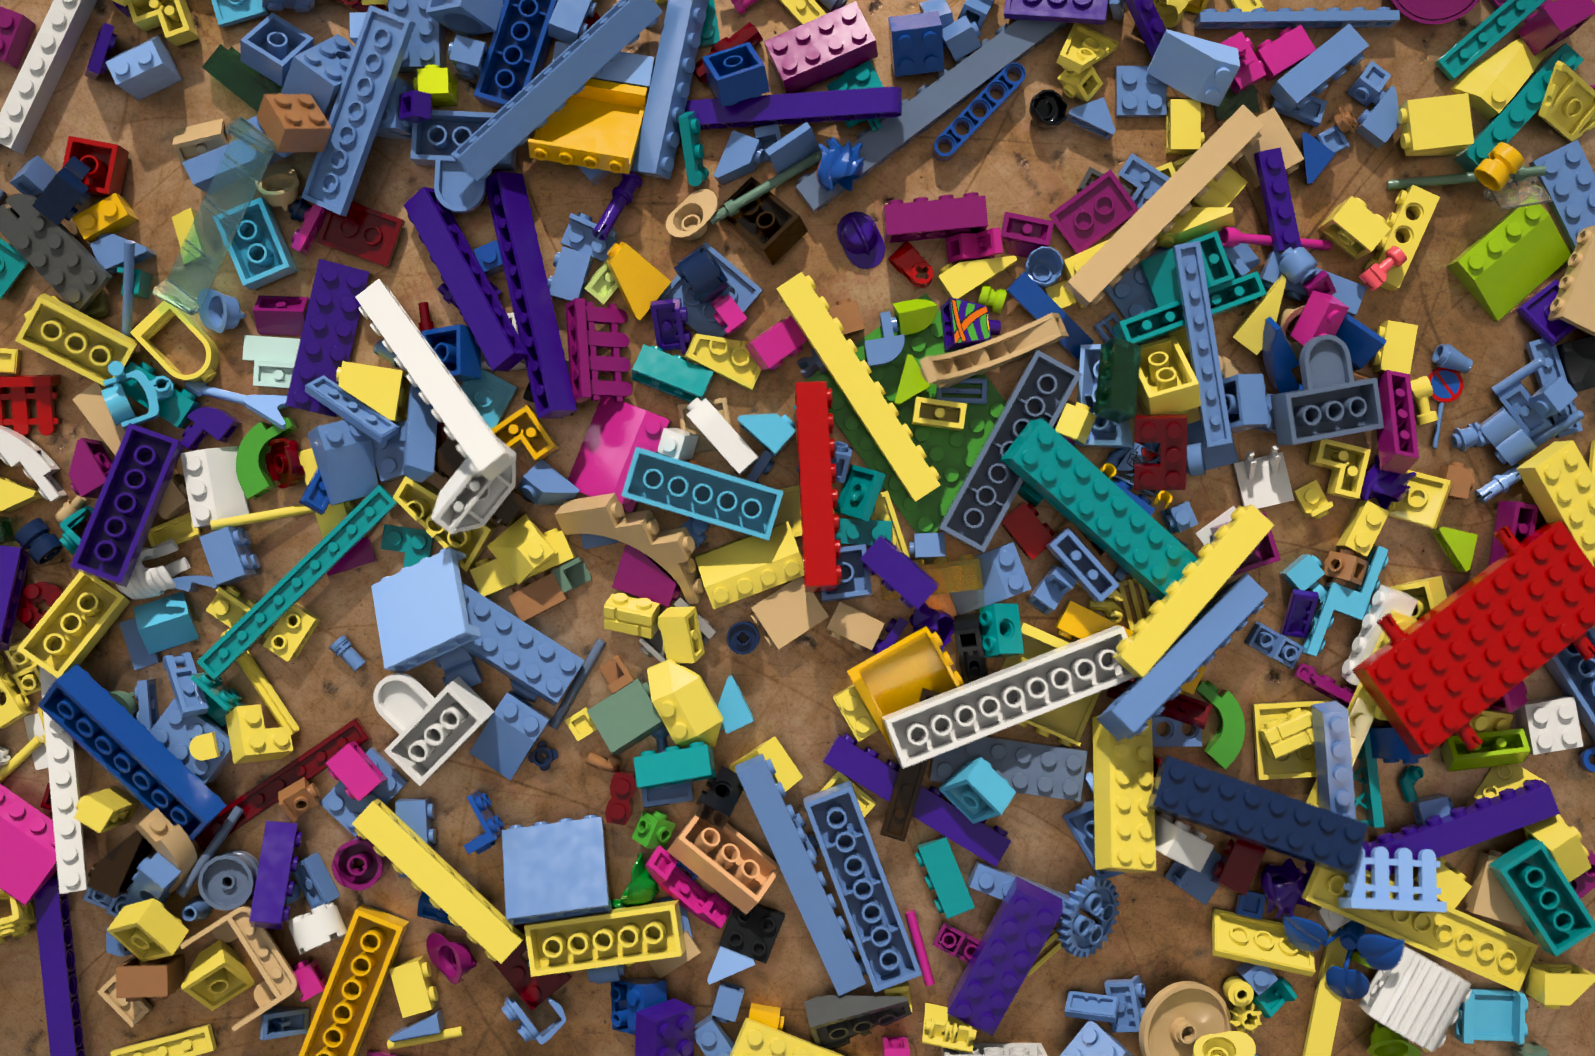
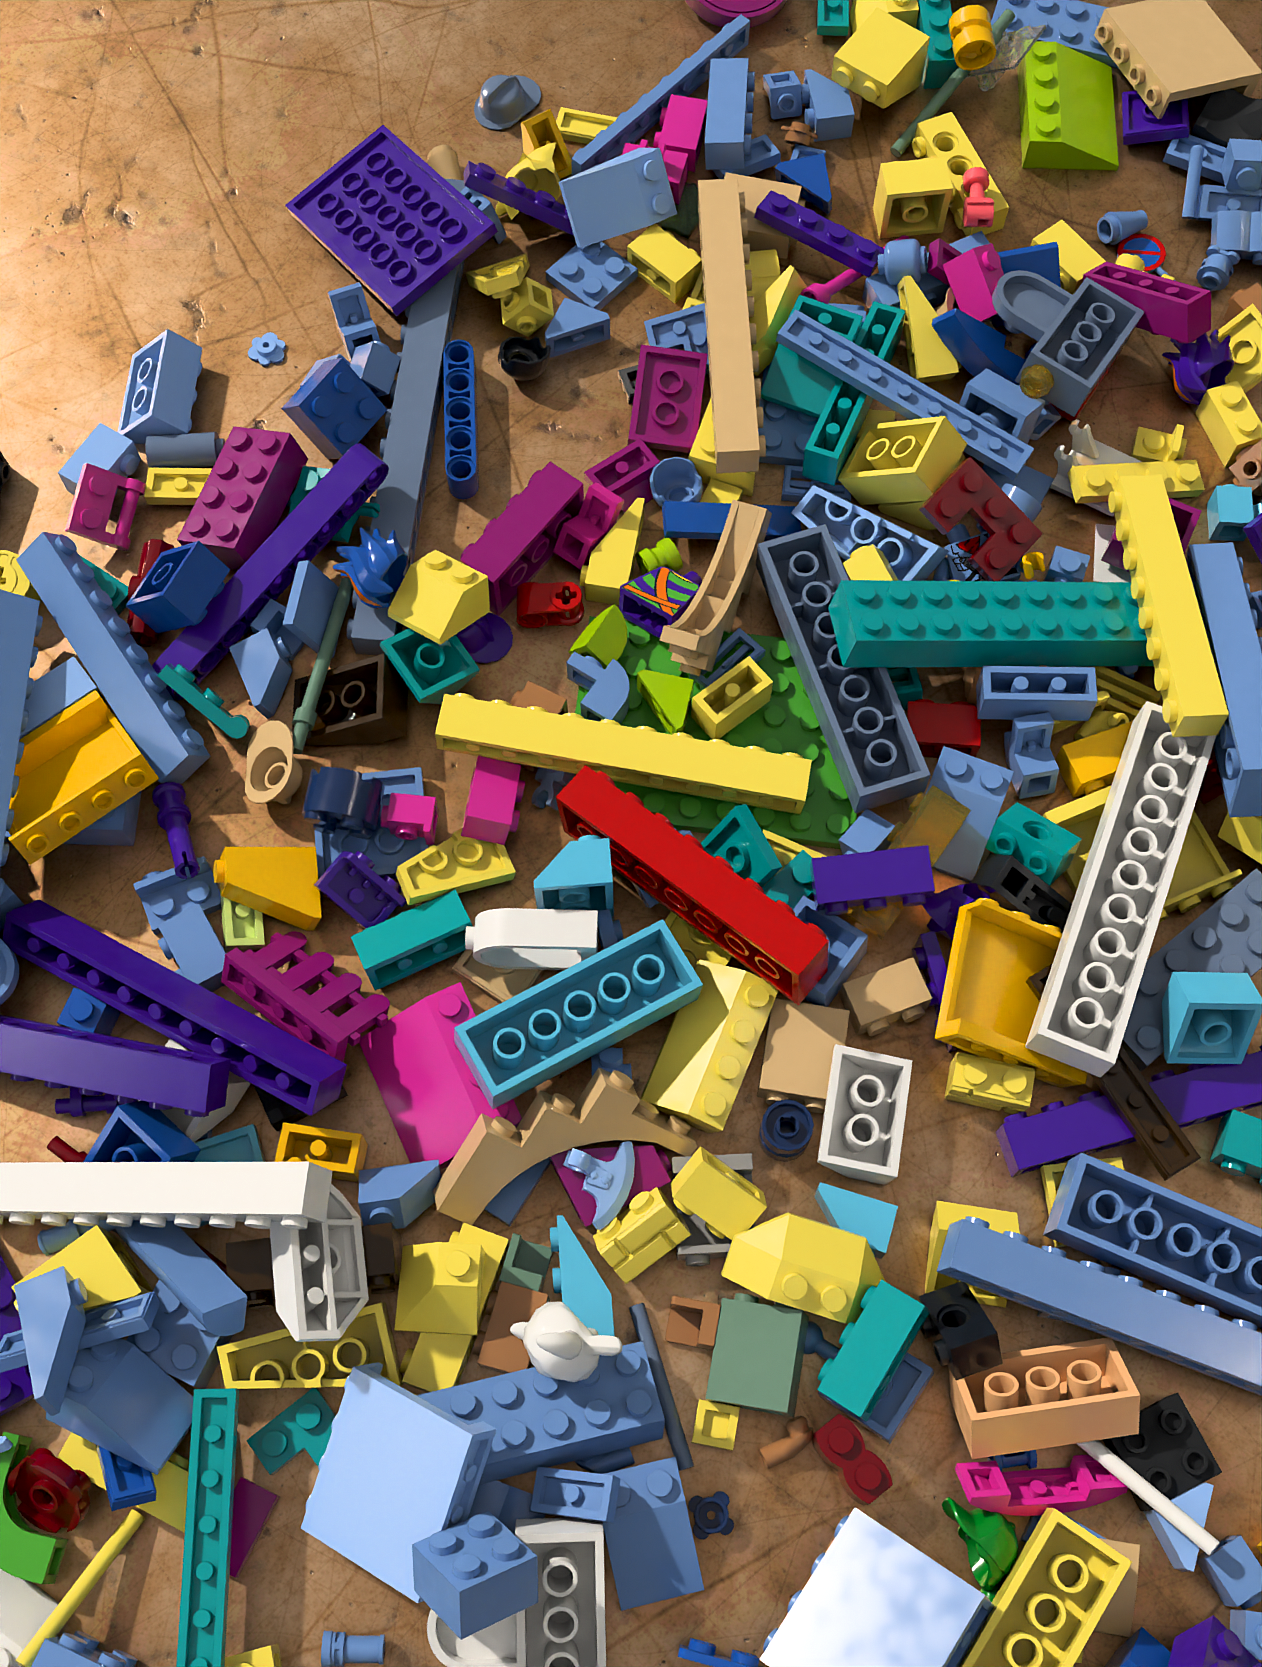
camera: 50 degrees left, 20 degrees down
(340, 402) = (52, 1330): none -> medium blue slope
(415, 684) = (475, 1574): none -> medium blue brick
(491, 692) = (575, 1494): none -> medium blue plate
(543, 630) = (562, 1344): none -> white piece
(584, 612) = (580, 1282): none -> medium azure slope
(638, 578) = (605, 1181): none -> light blue piece
(653, 829) = (927, 1456): bright green brick -> none
(677, 443) = (491, 993): white brick -> none
(724, 941) = (1151, 1495): none -> white bar
(783, 668) = (865, 1114): none -> white slope
(821, 238) = (430, 667): none -> teal slope
(855, 213) = (440, 597): none -> light yellow slope
(1117, 380) = (866, 494): clear green brick -> none
(1273, 410) = (1036, 381): none -> clear yellow plate
(1277, 508) = (1096, 482): none -> light yellow plate
(1347, 466) = (1147, 384): light yellow brick -> none

